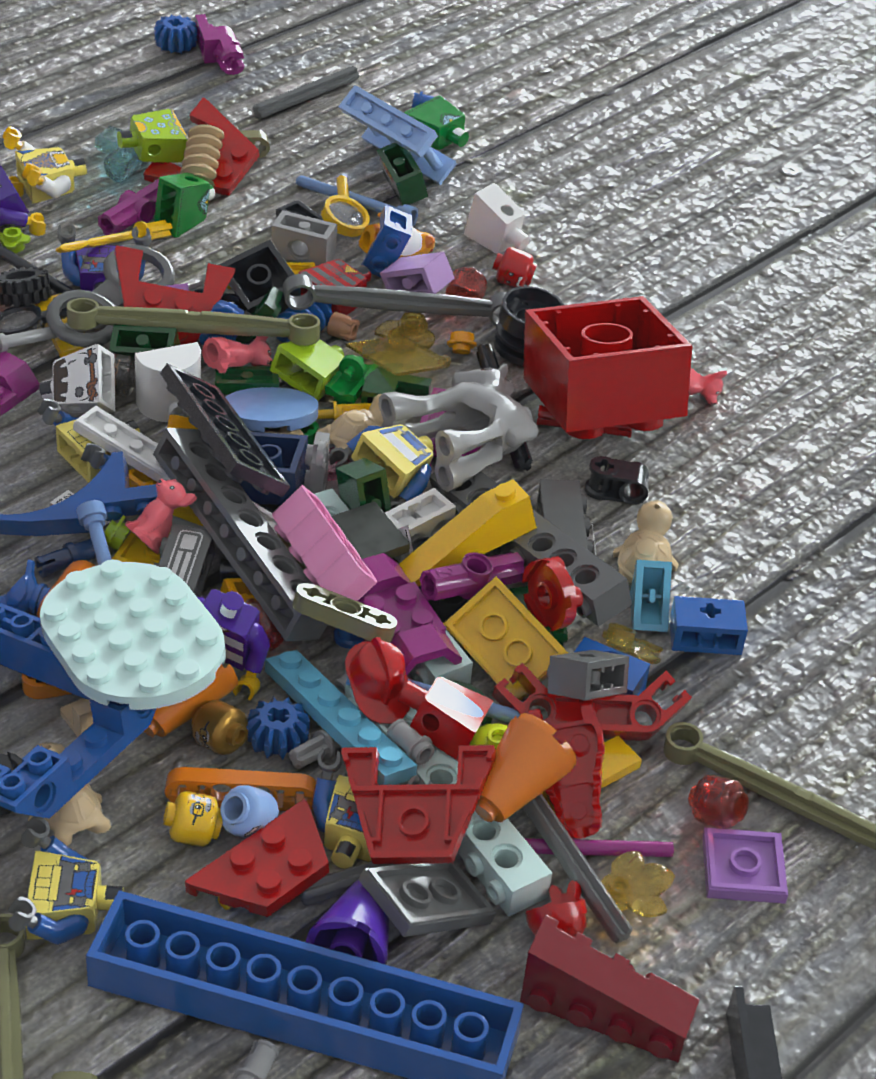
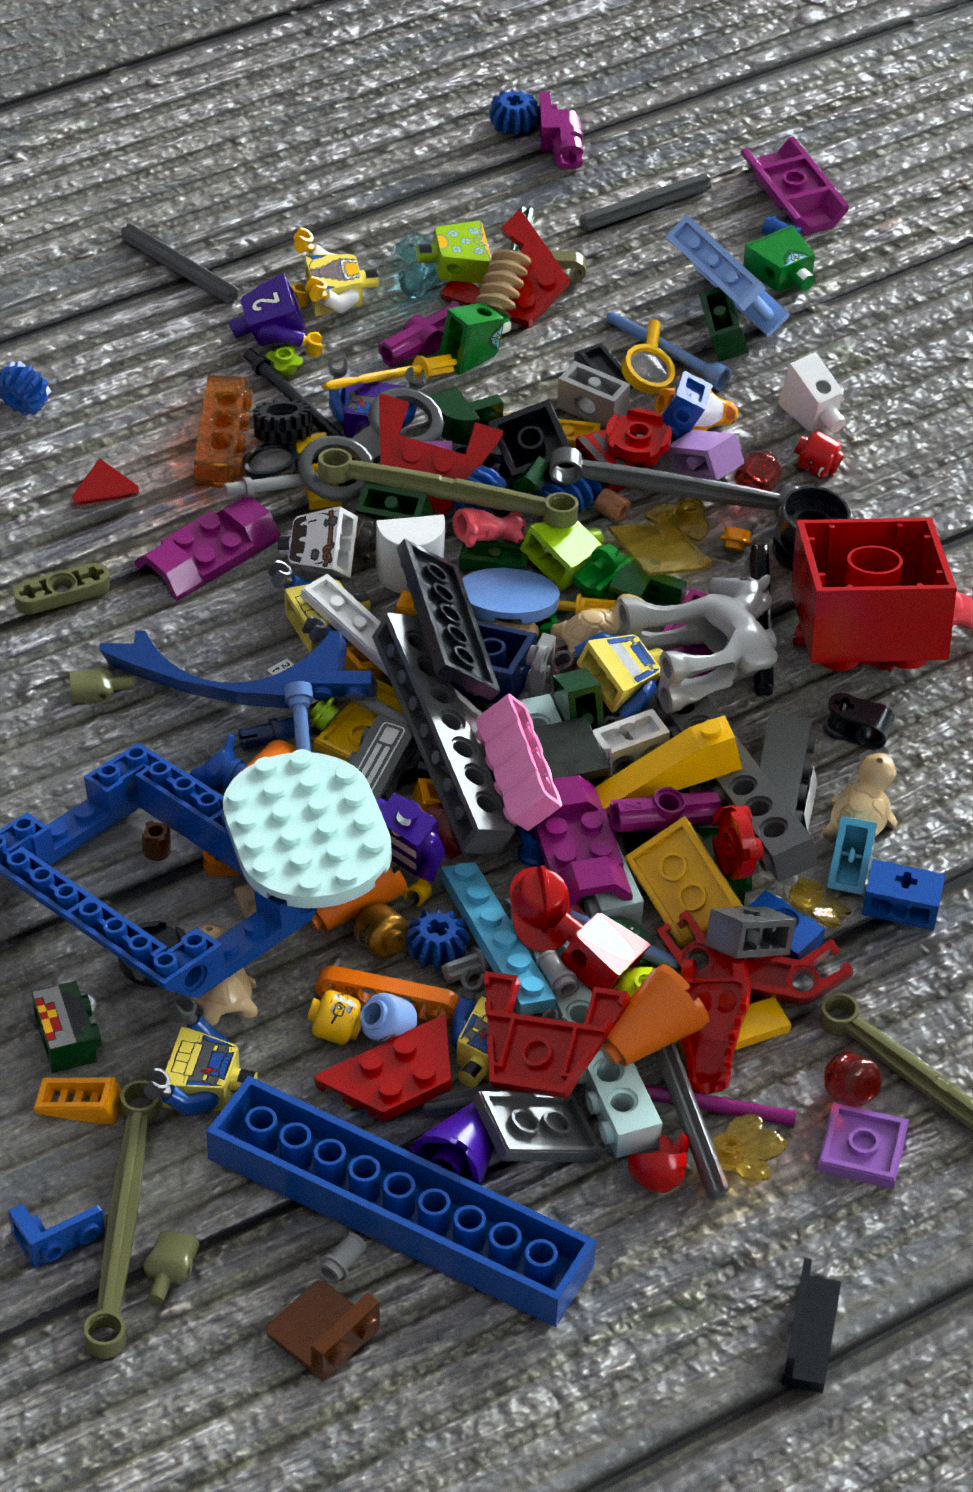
camera: 15 degrees right, 5 degrees up
(157, 516) = (364, 703): coral animal -> none
(191, 267) = (461, 415): none -> dark green brick
(343, 613) = (537, 845): olive beam -> none
(366, 273) = (622, 437): none -> red plate
(434, 69) = (798, 187): none -> magenta piece
(605, 993) = (682, 1244): dark red wedge -> none

